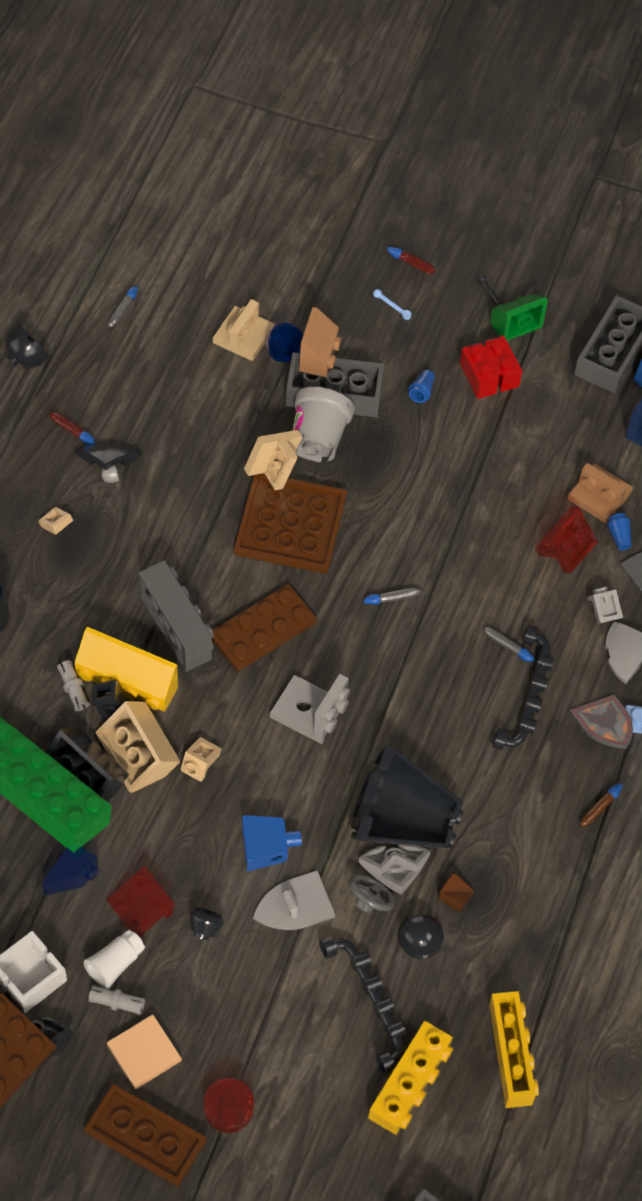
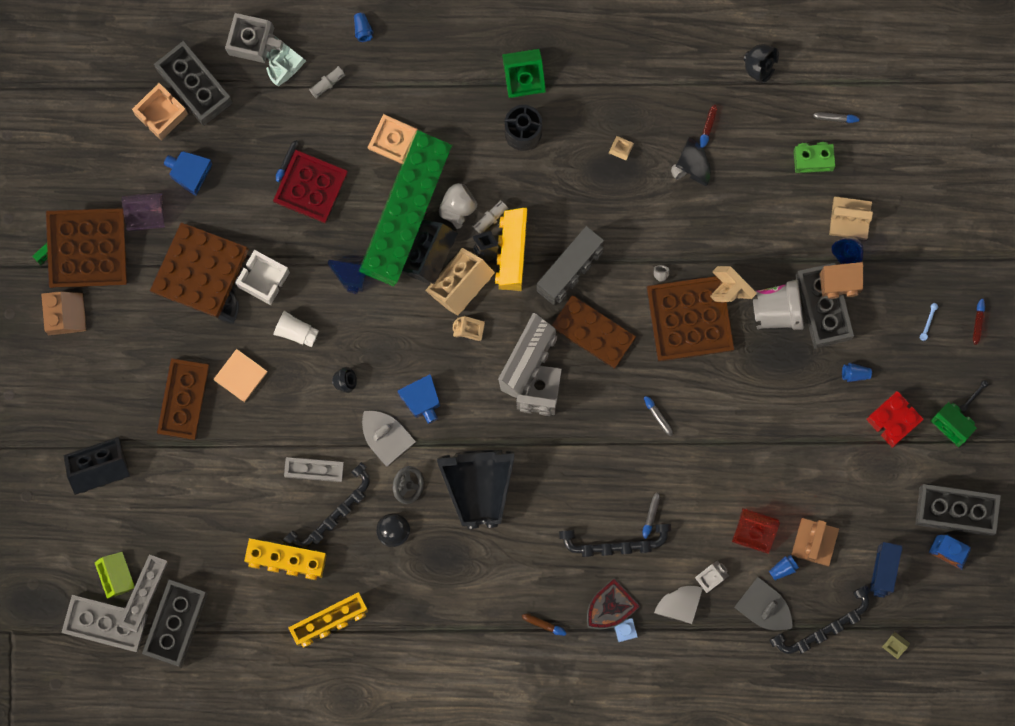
camera: 75 degrees right, 20 degrees up
(40, 713) = (457, 204): none -> light grey piece
(116, 999) = (268, 343): light grey pin -> none
(141, 902) = (343, 331): clear red hinge -> none
(160, 339) = (814, 158): none -> bright green brick
(224, 532) = (661, 272): none -> light grey hinge
(228, 1105) = (222, 445): clear red head -> none
(268, 700) = (527, 357): none -> light grey slope
(306, 1002) = (313, 469): none -> light grey plate
(395, 866) = (436, 495): light grey brick -> none
(455, 893) = (434, 543): reddish brown slope -> none

